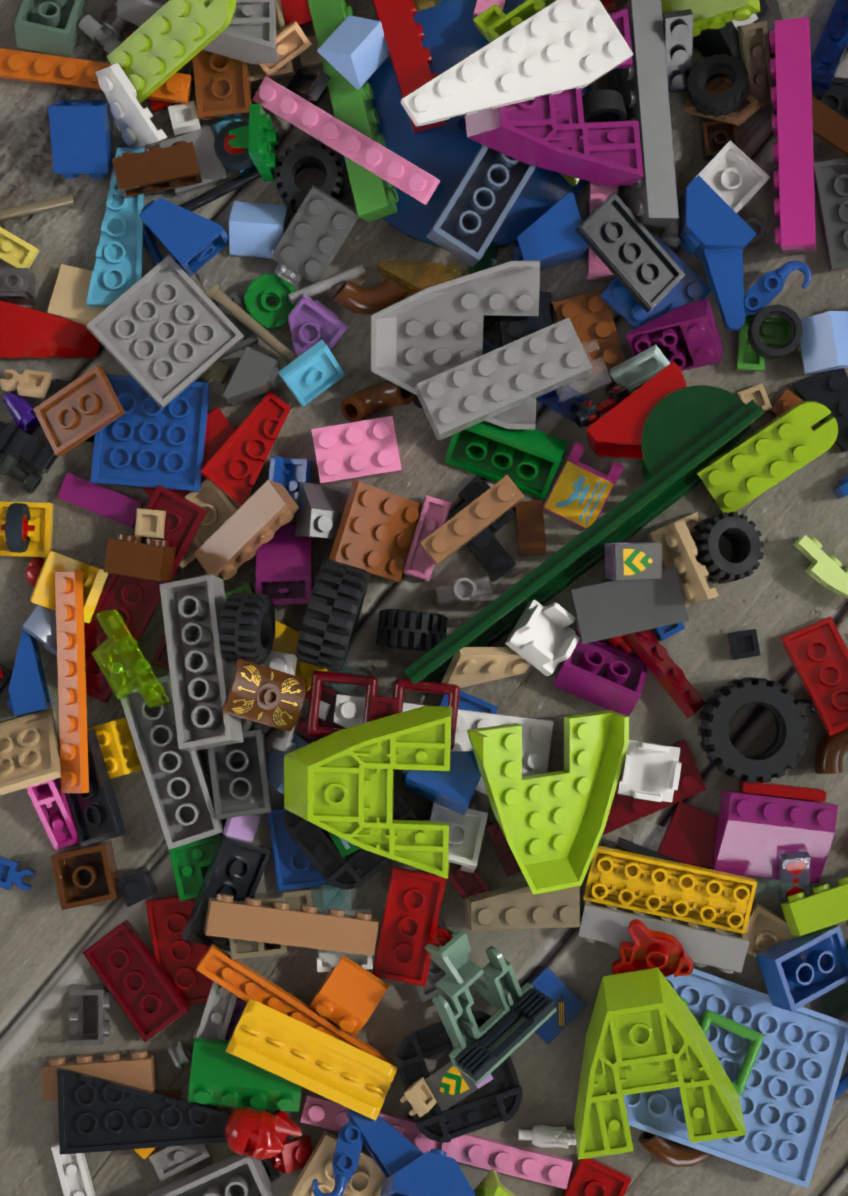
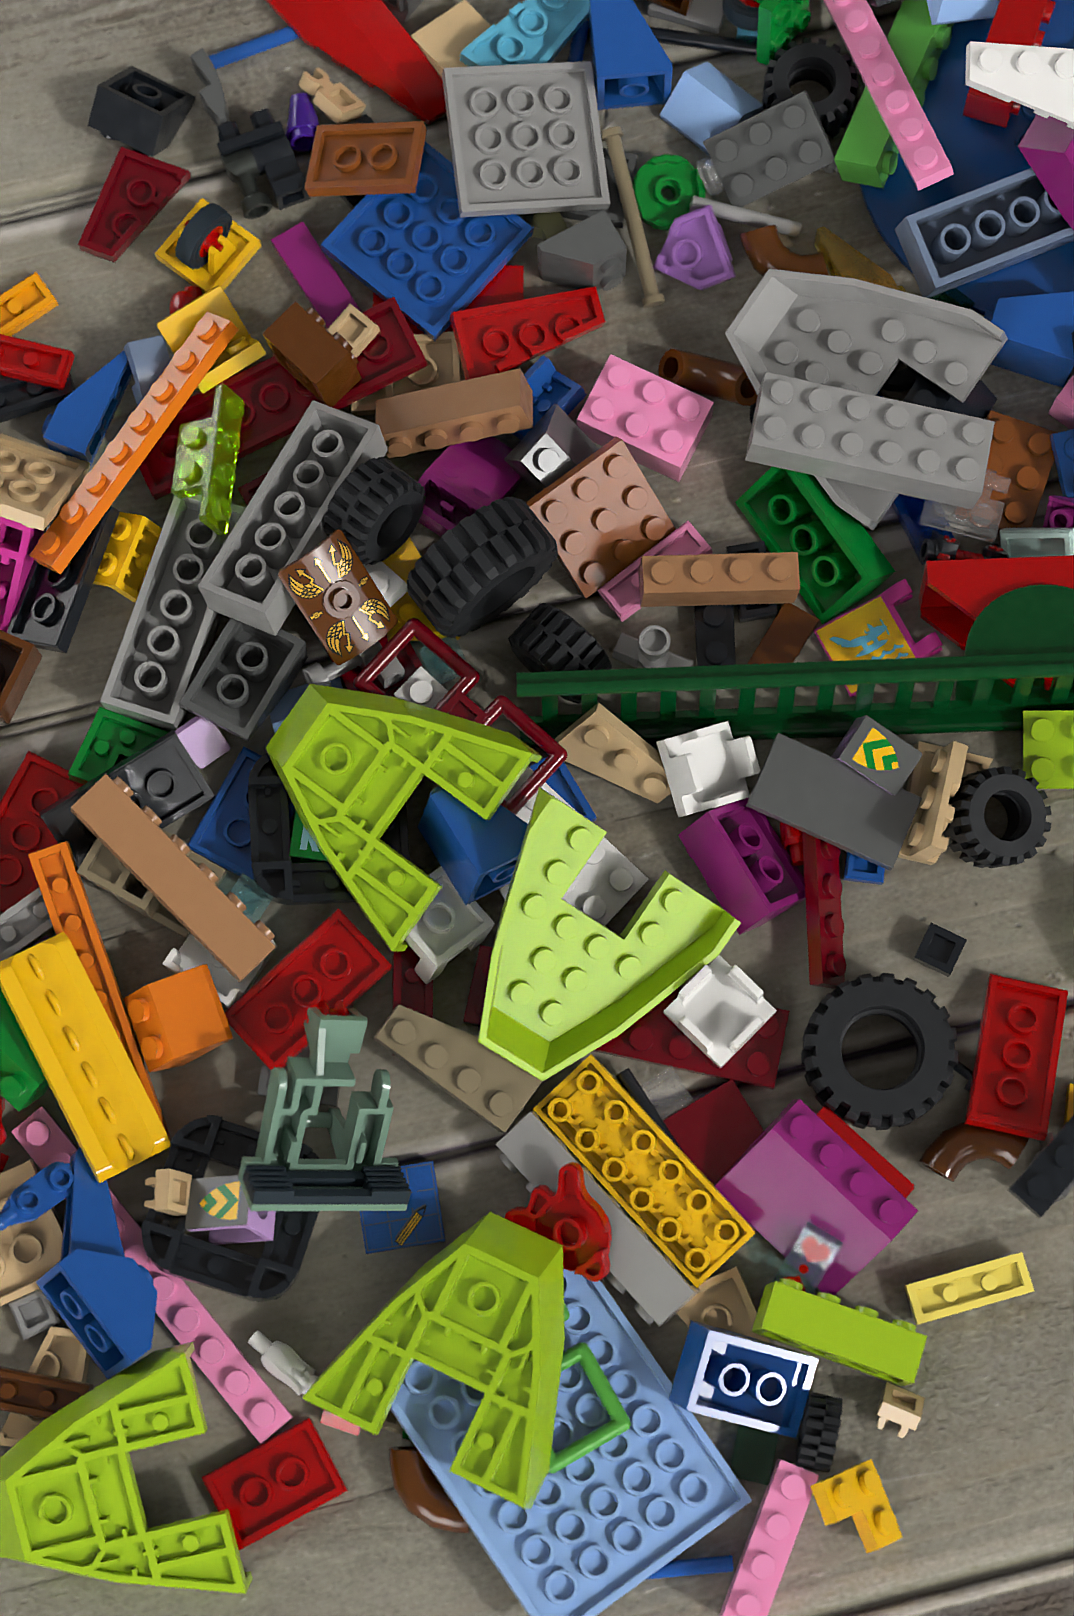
camera: 40 degrees right, 10 degrees down
(137, 886) = (32, 724): black brick -> none
(312, 373) = (656, 296): medium azure tile -> none

